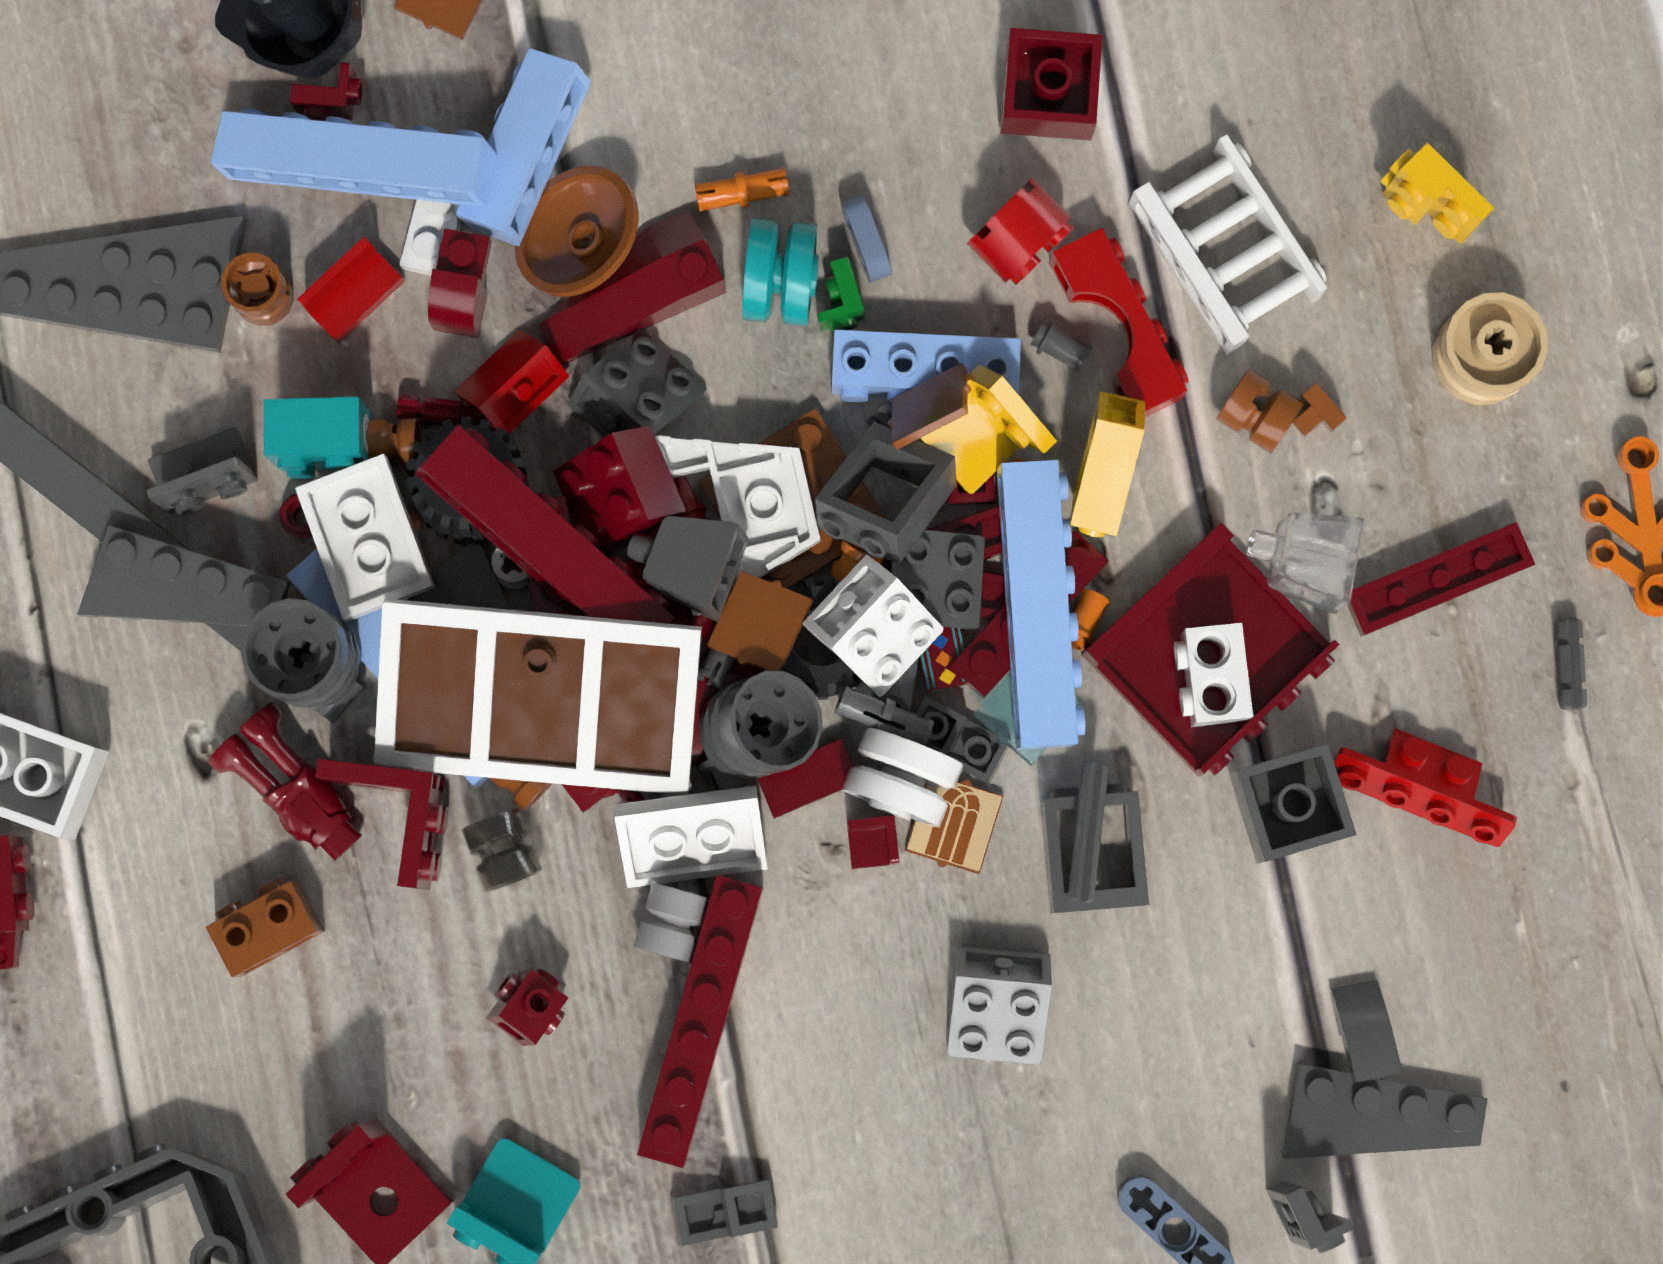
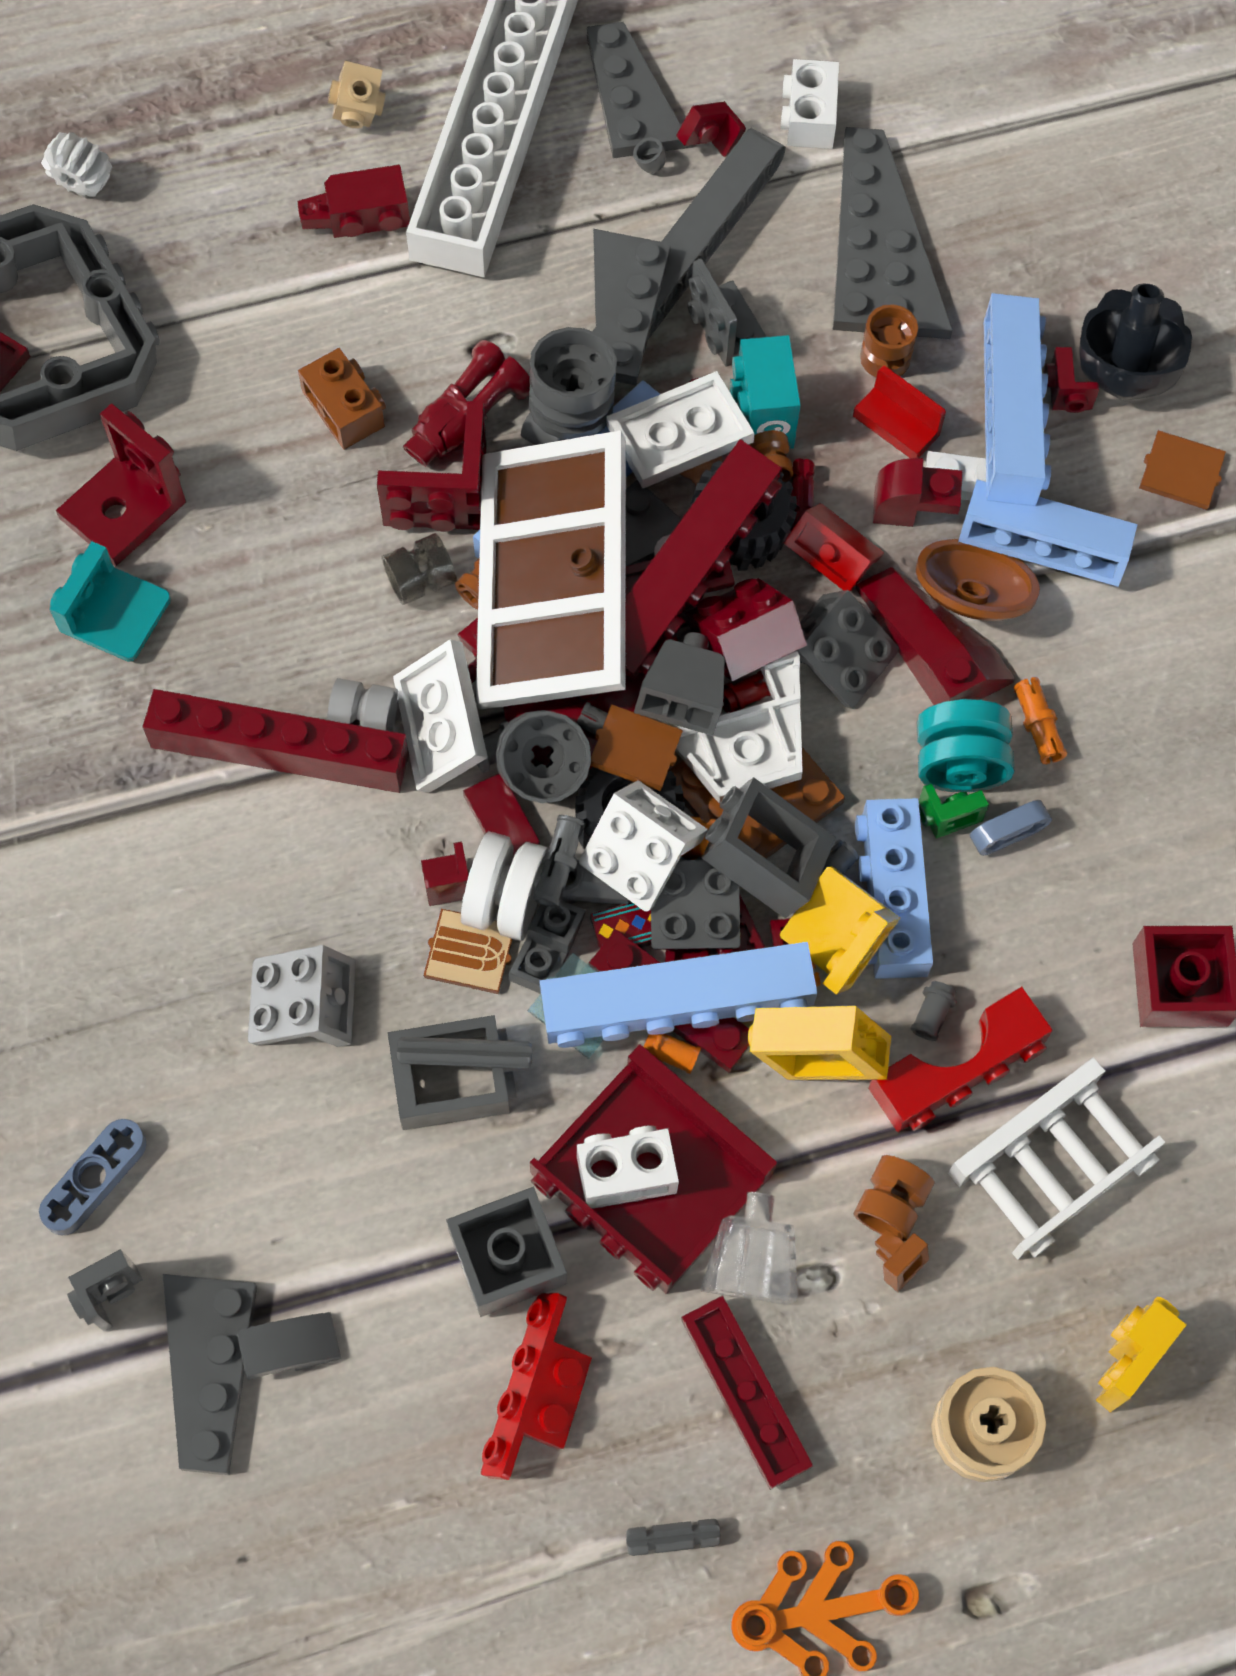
camera: 85 degrees right, 15 degrees down
(528, 1006) = (272, 588): dark red brick -> none
(724, 1212) = (107, 778): dark grey slope -> none
(929, 406) = (854, 875): piece -> none
(1019, 231) = (1036, 956): red brick -> none

